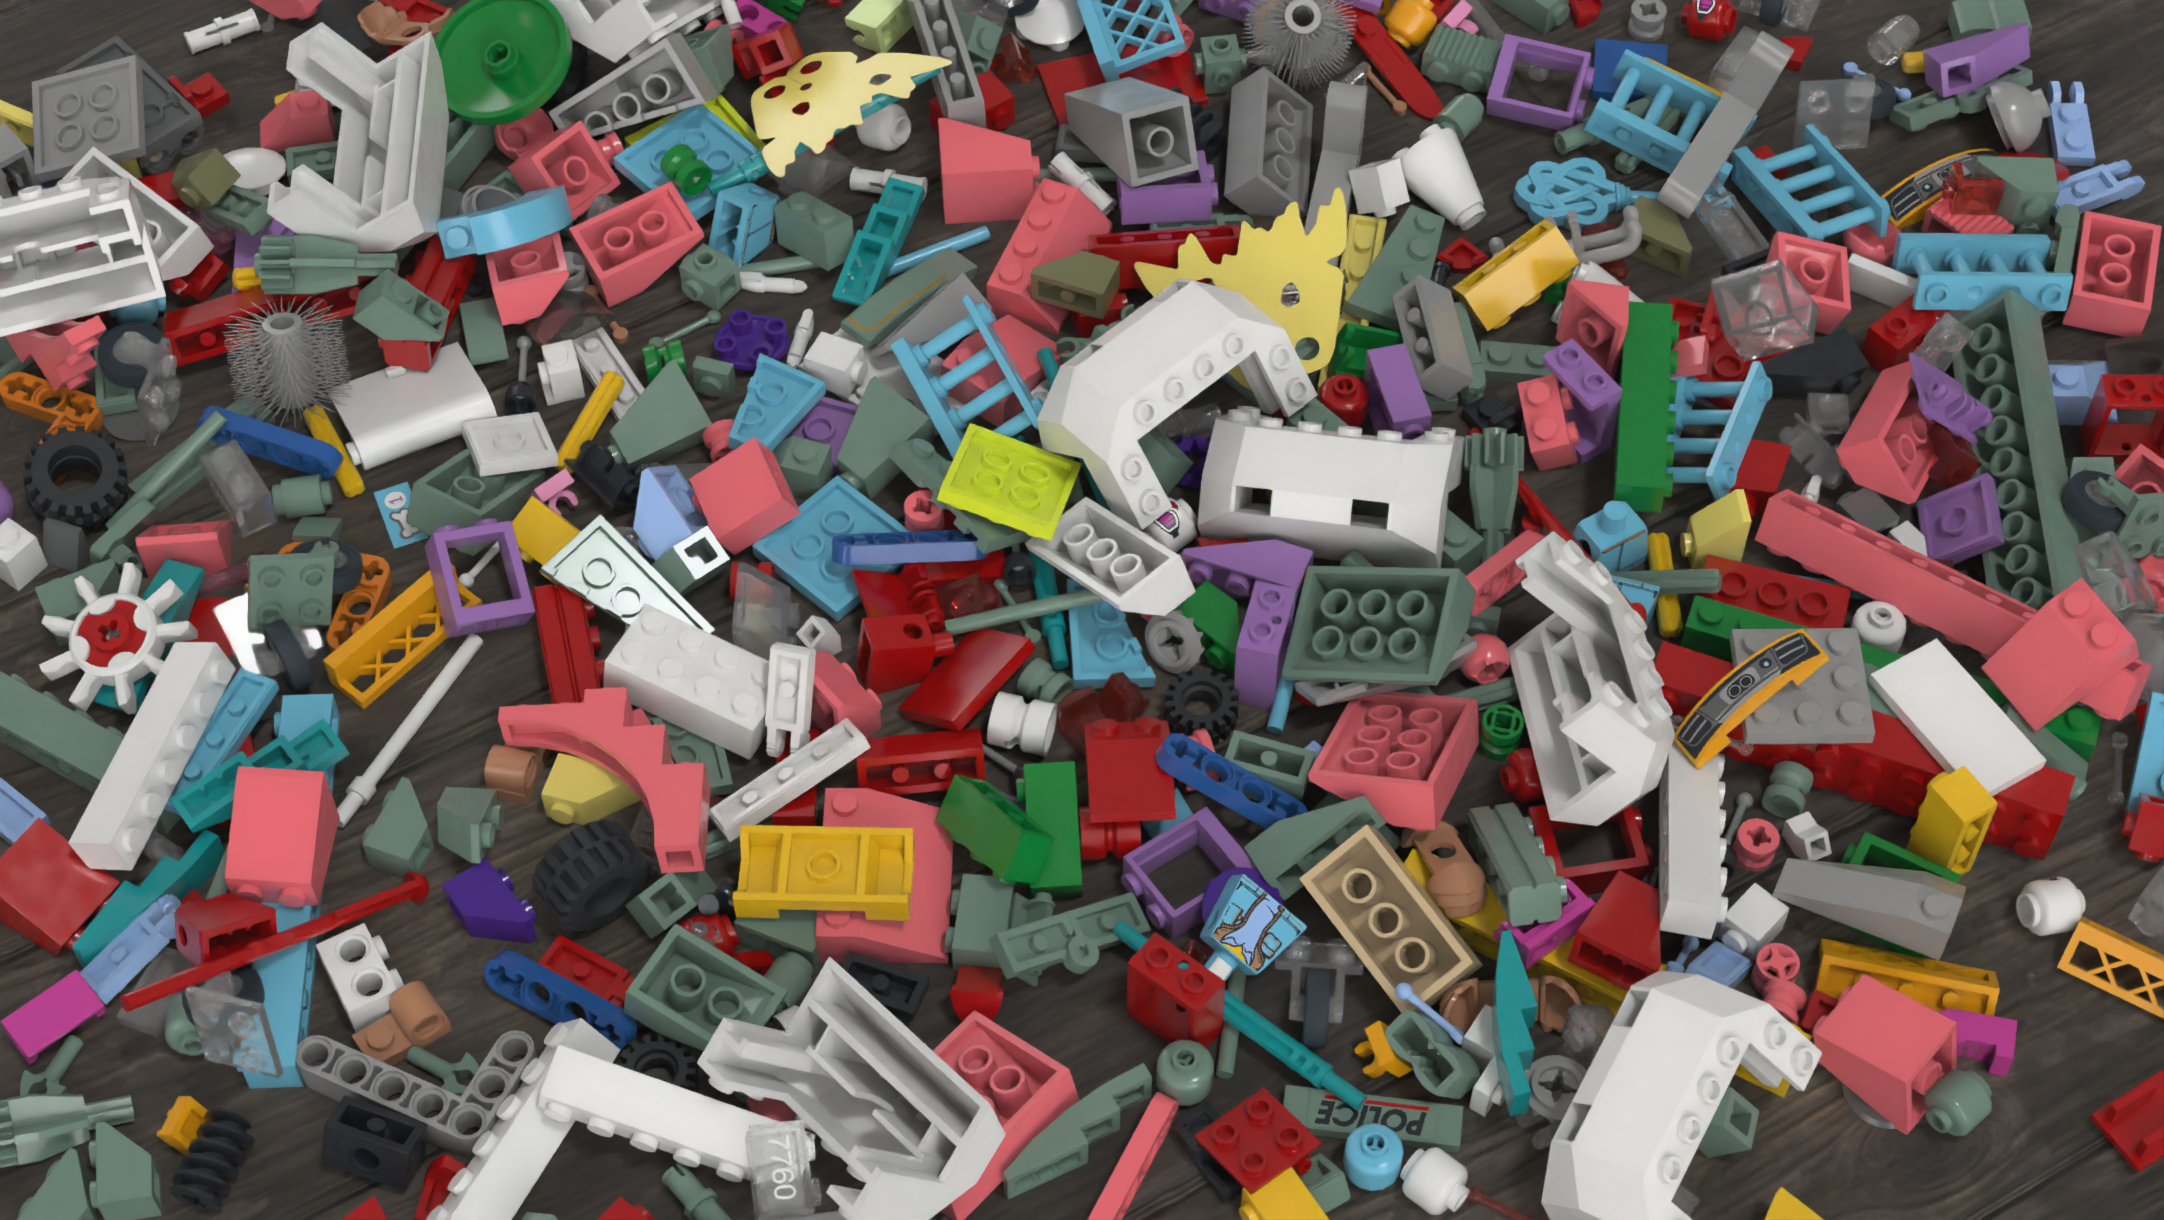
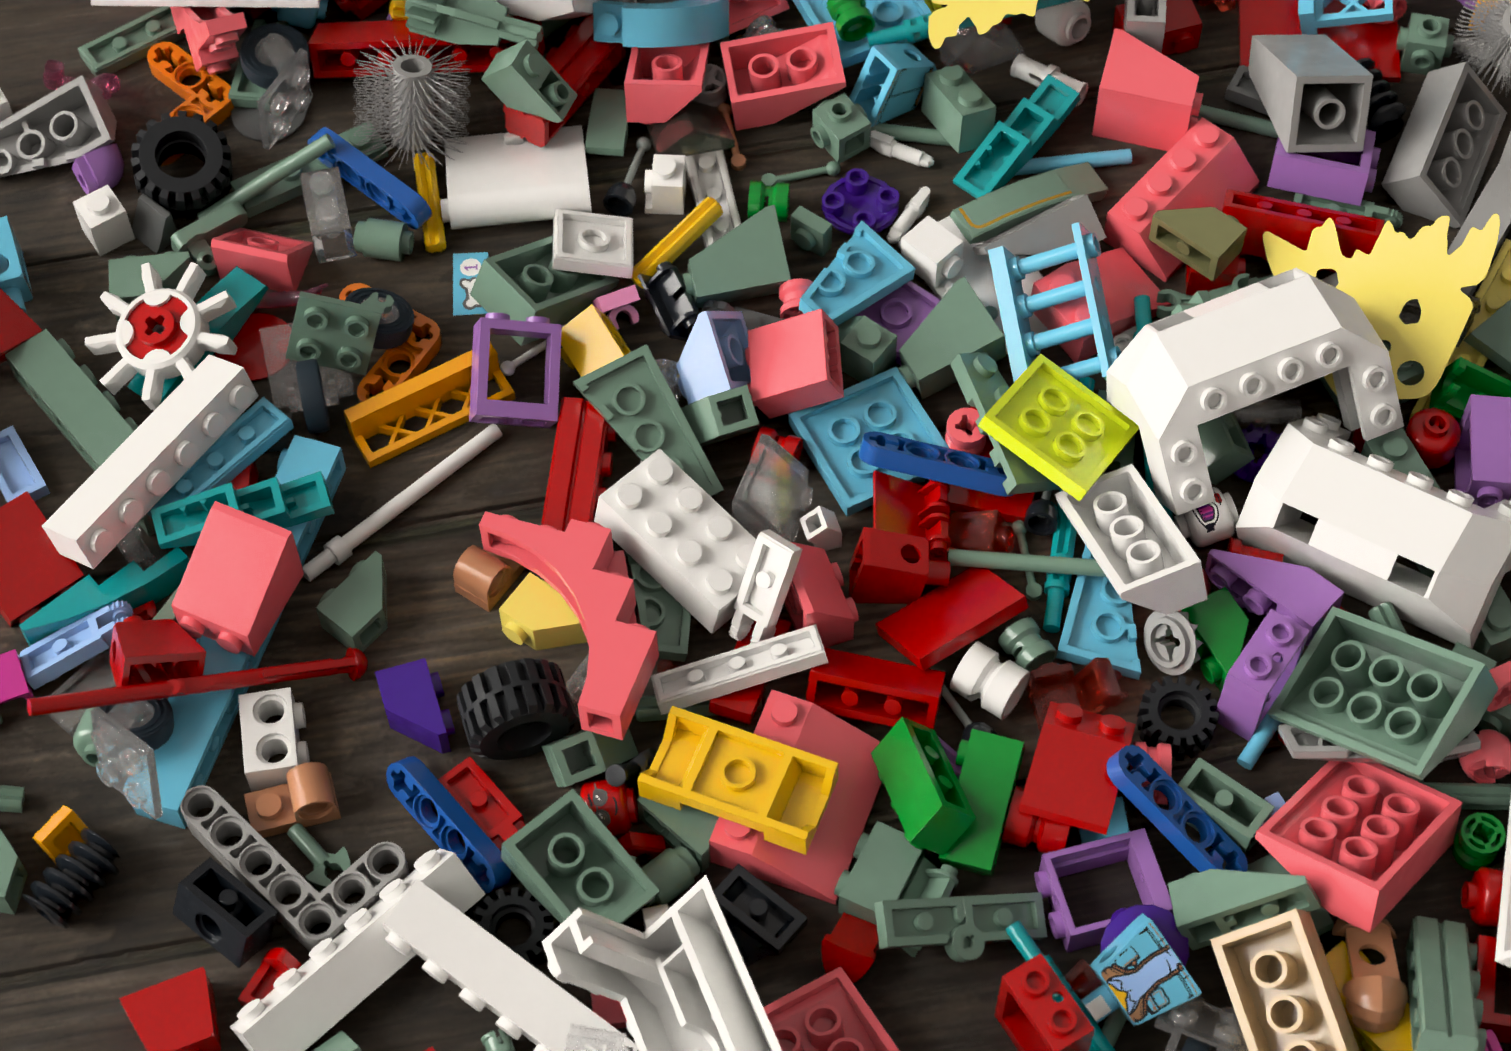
camera: 20 degrees right, 5 degrees up
(317, 528) = (387, 277): sand green slope -> none
(469, 821) = (423, 614): sand green slope -> none
(1072, 175) = (1236, 125): white pin -> none

